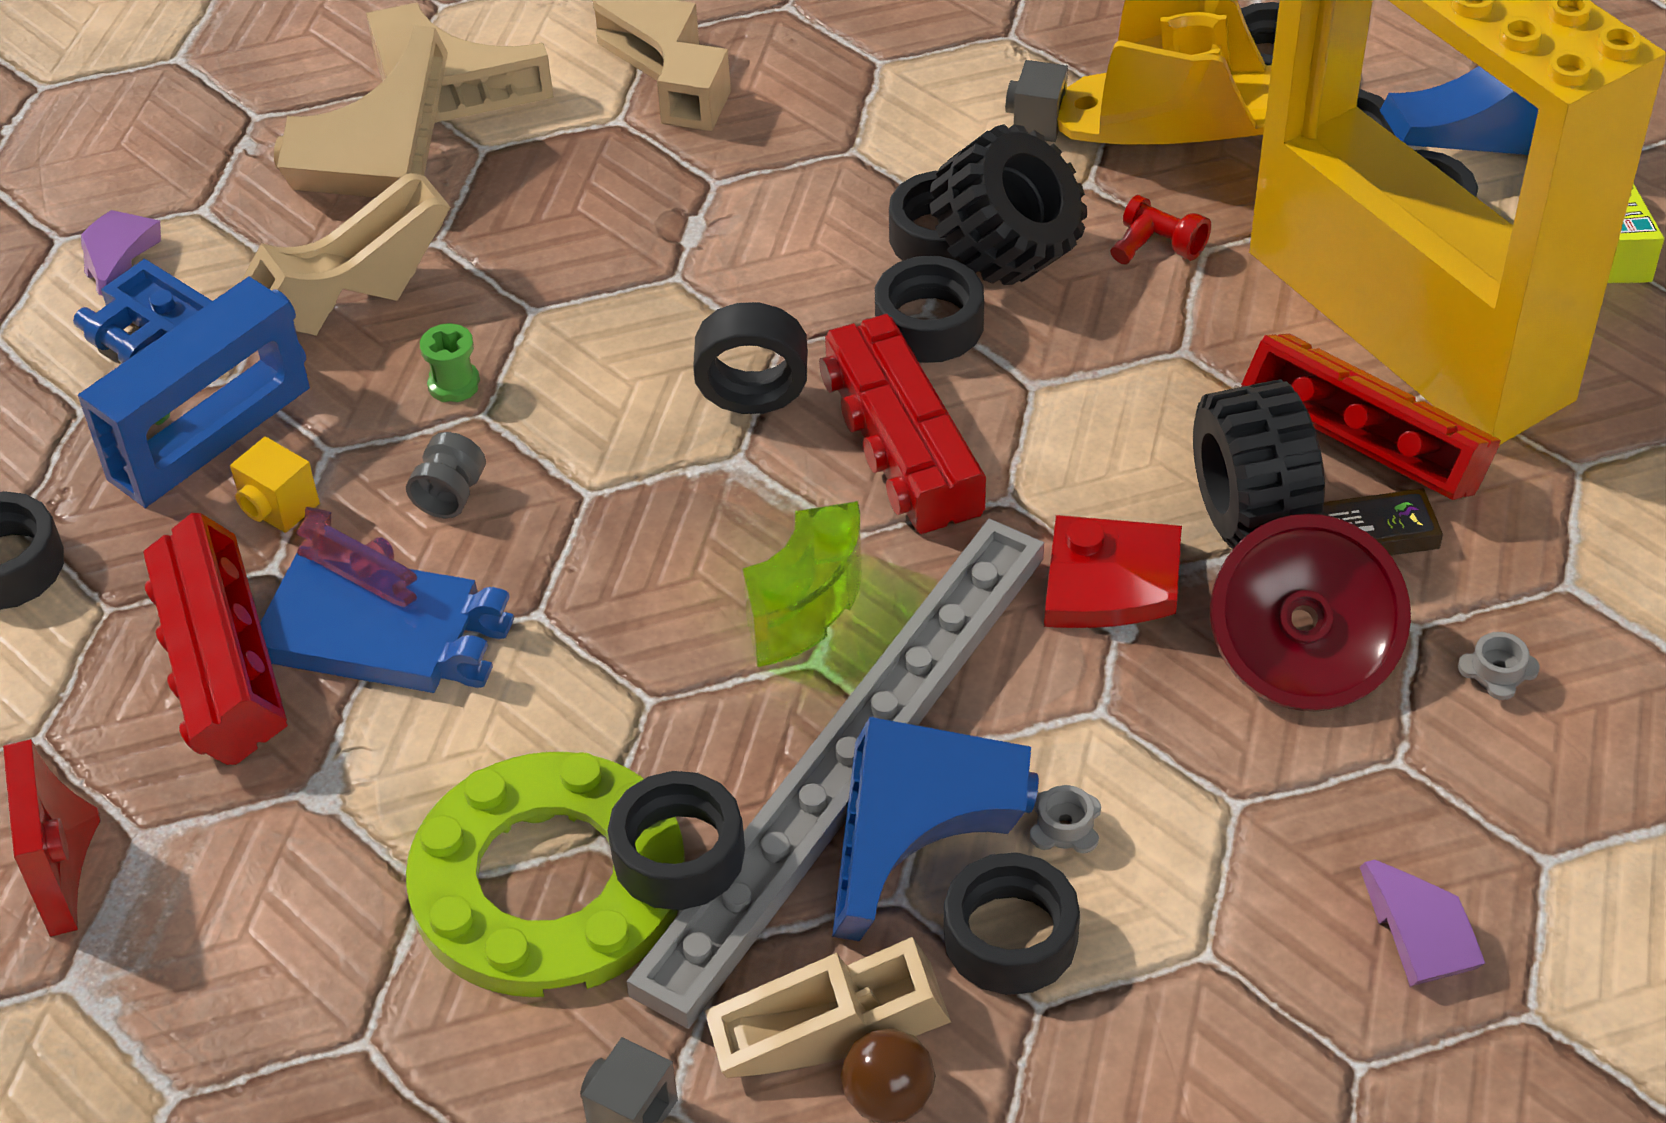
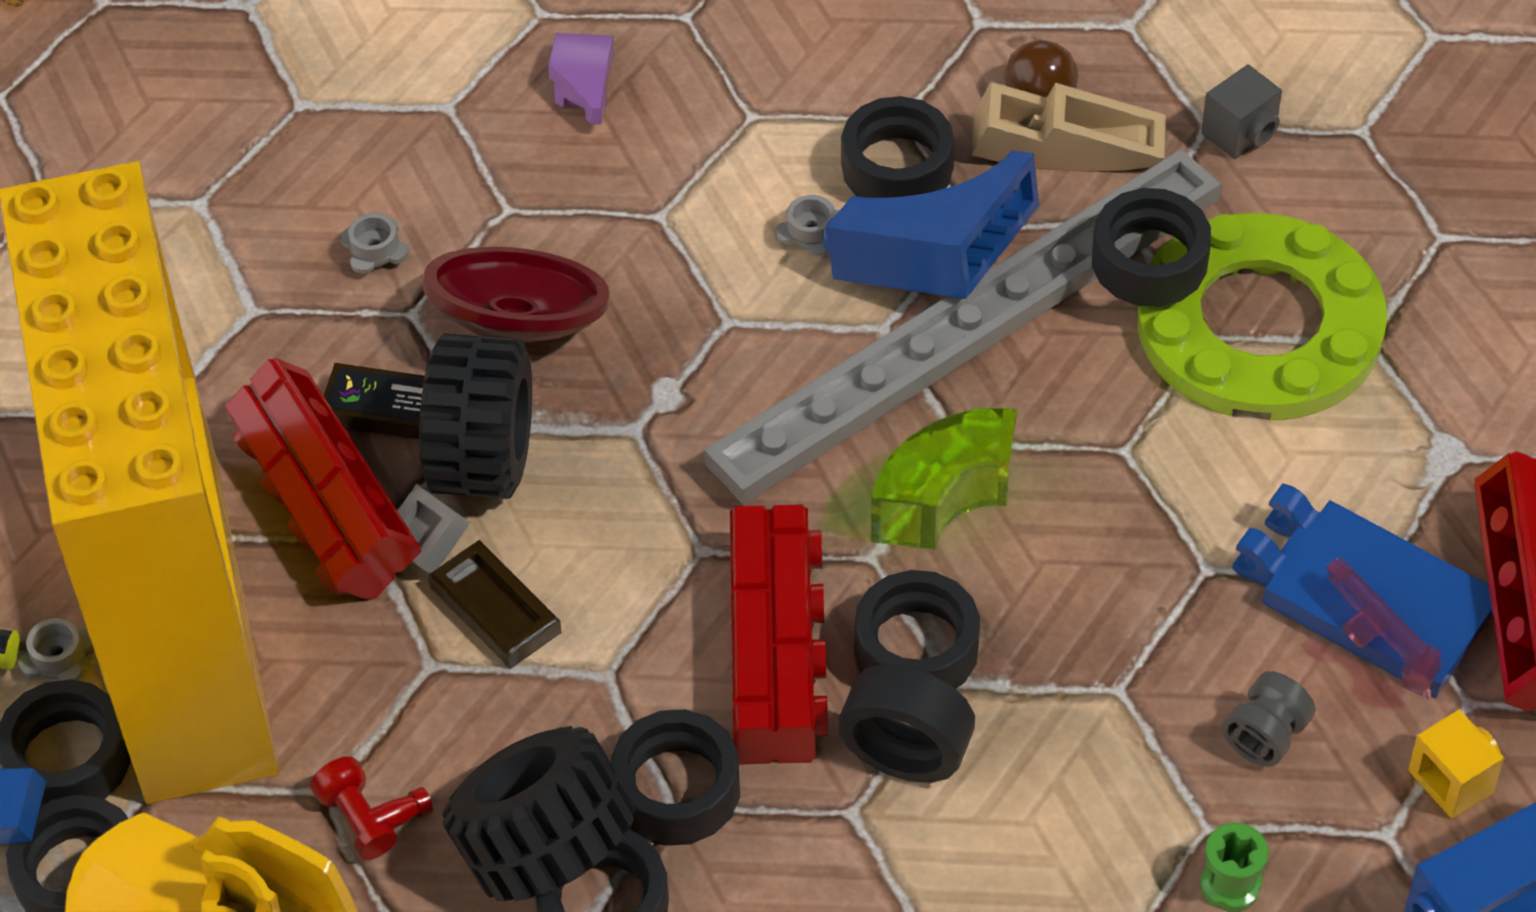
camera: 160 degrees left, 5 degrees up
(777, 425) = (919, 593): none -> black tyre
(1111, 572) = (648, 424): red plate -> none
(1150, 395) = (494, 604): none -> dark brown tile

